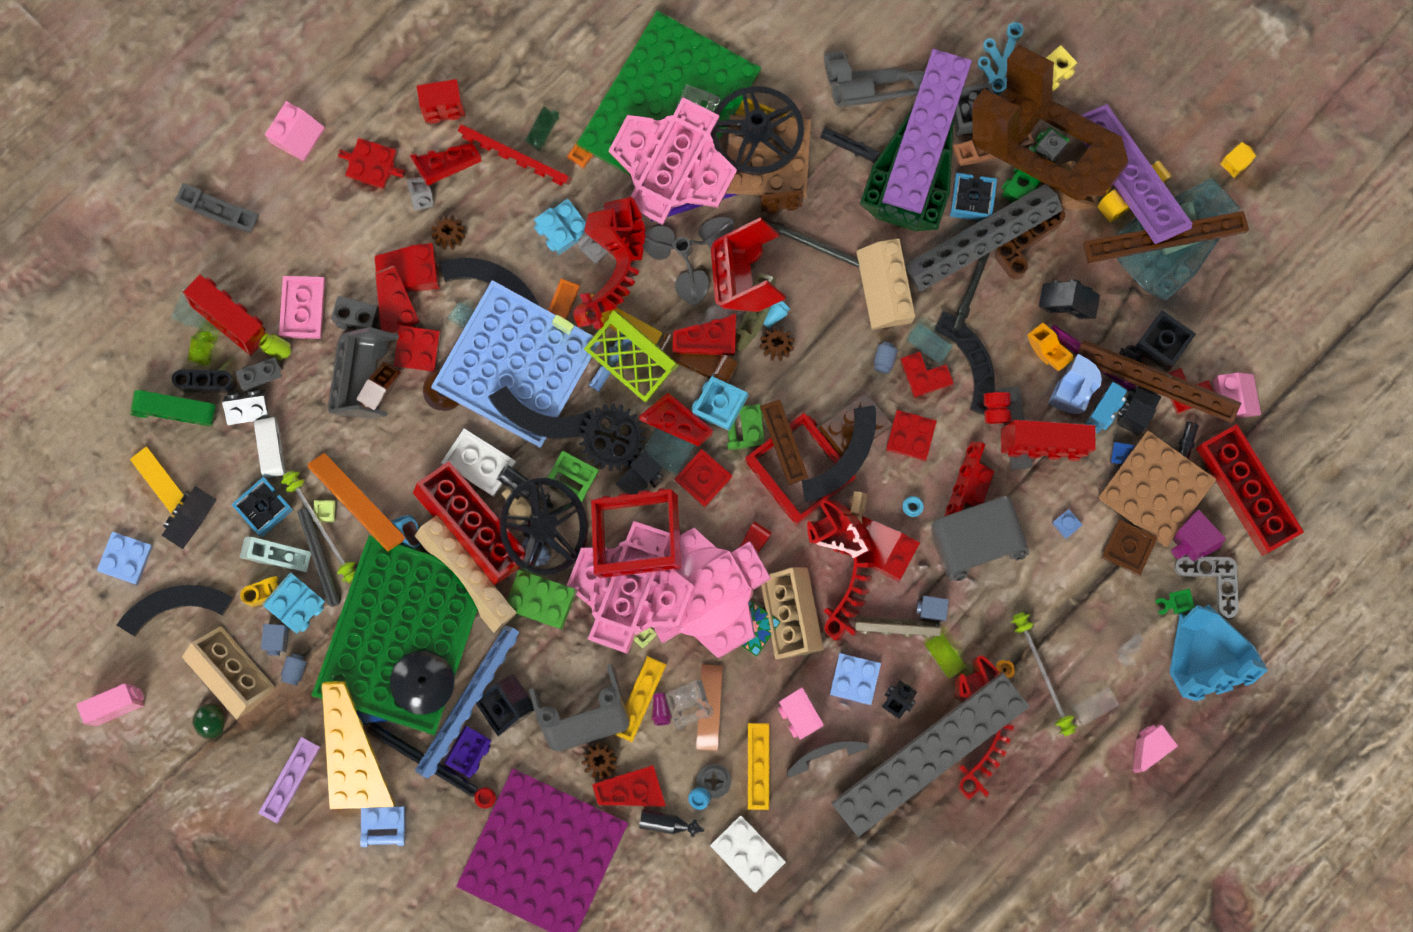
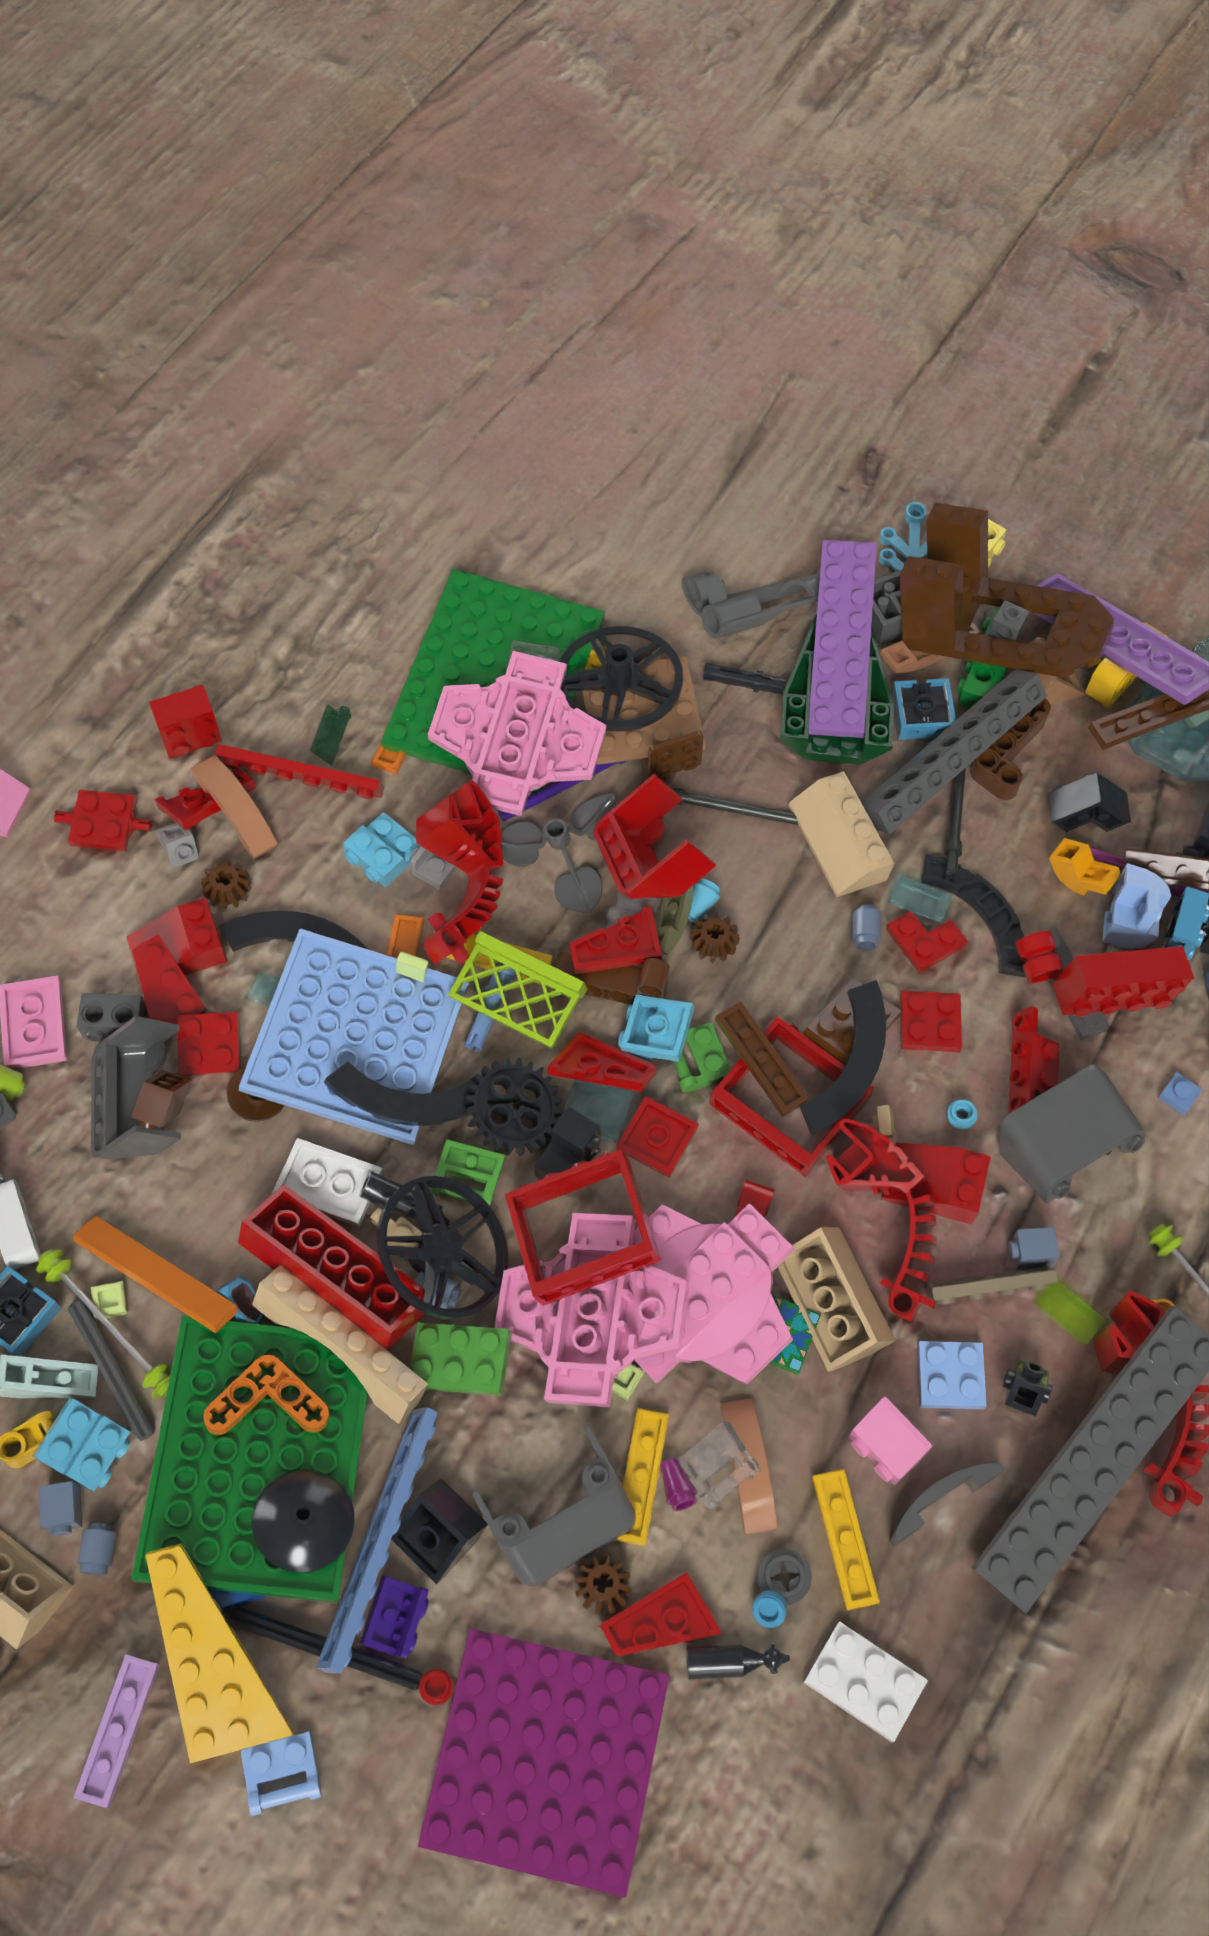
camera: 15 degrees left, 15 degrees down
(418, 594) = (273, 1387): none -> orange beam
(464, 173) = (236, 805): none -> nougat slope

